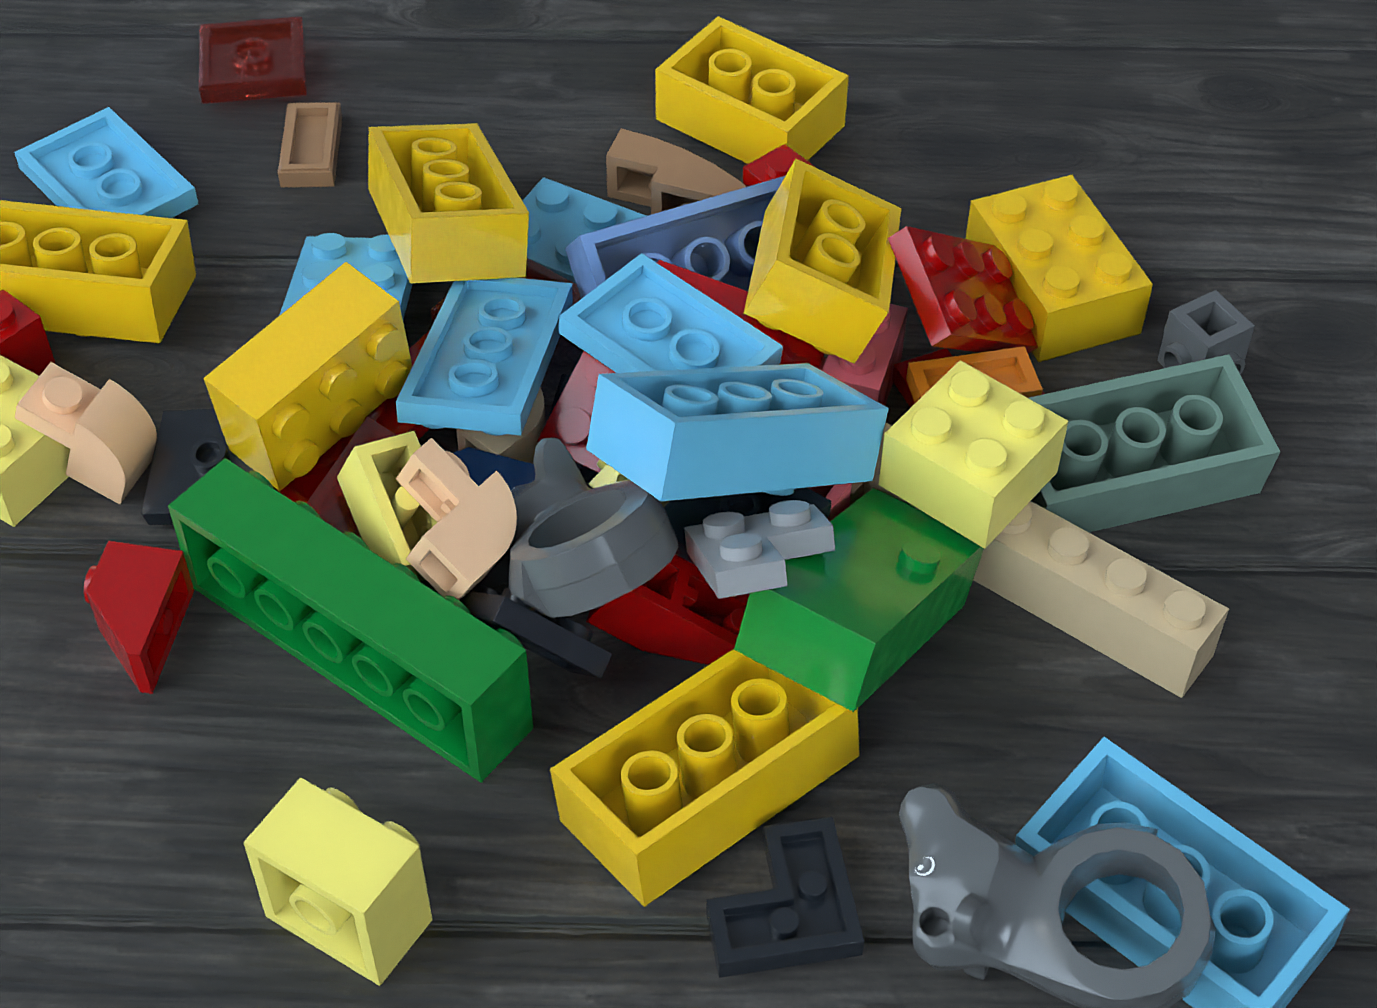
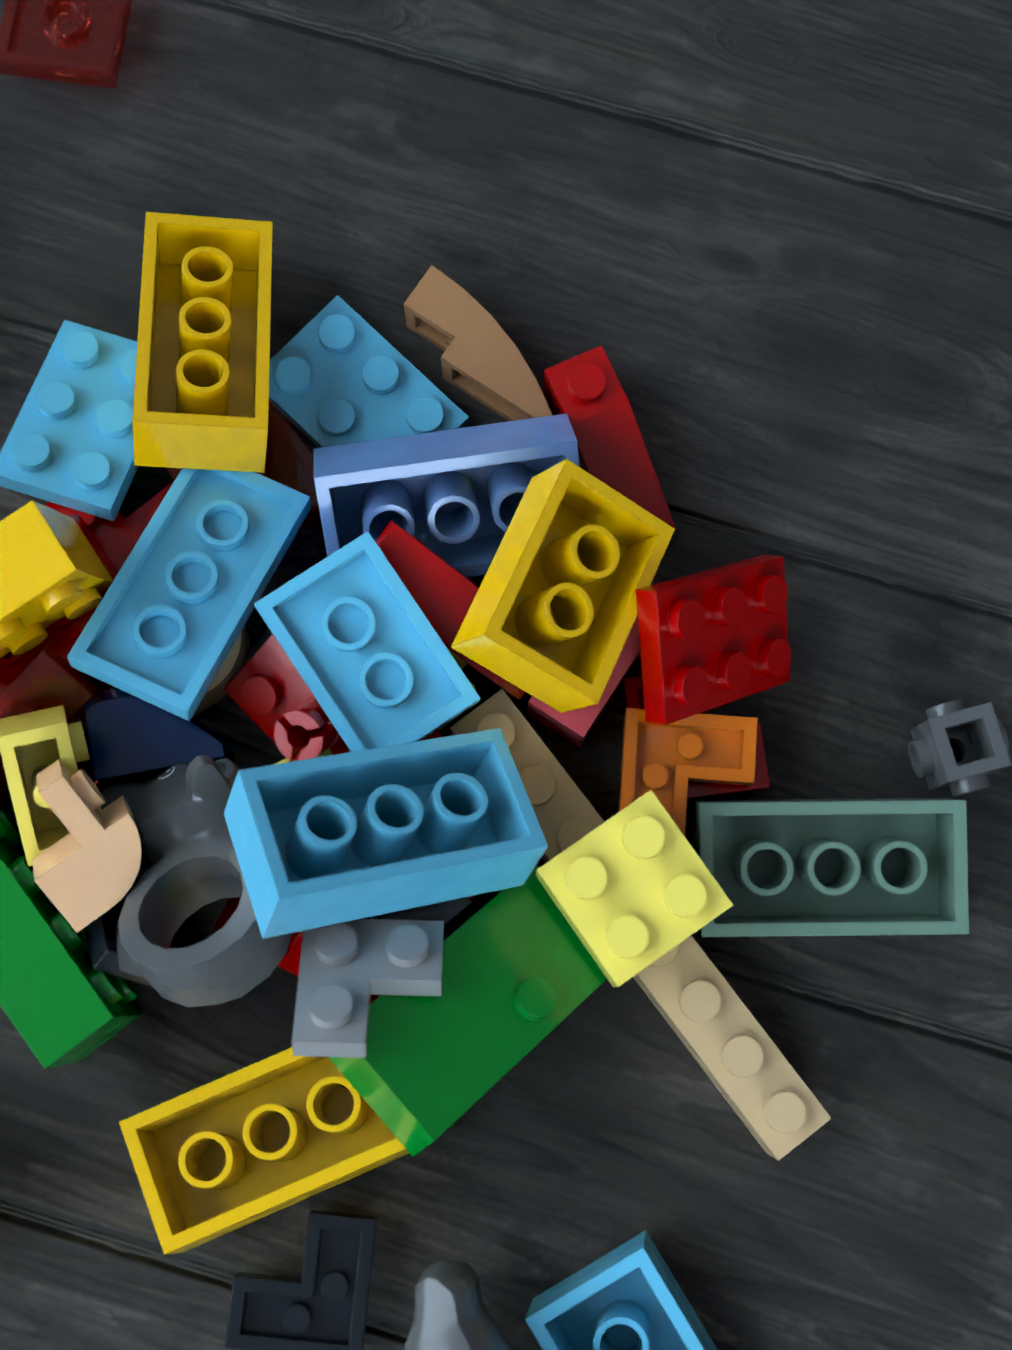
camera: 15 degrees right, 30 degrees up
(310, 145) = (103, 169): medium nougat tile -> none
(749, 94) = (595, 242): yellow brick -> none
(1064, 265) = (849, 583): yellow brick -> none

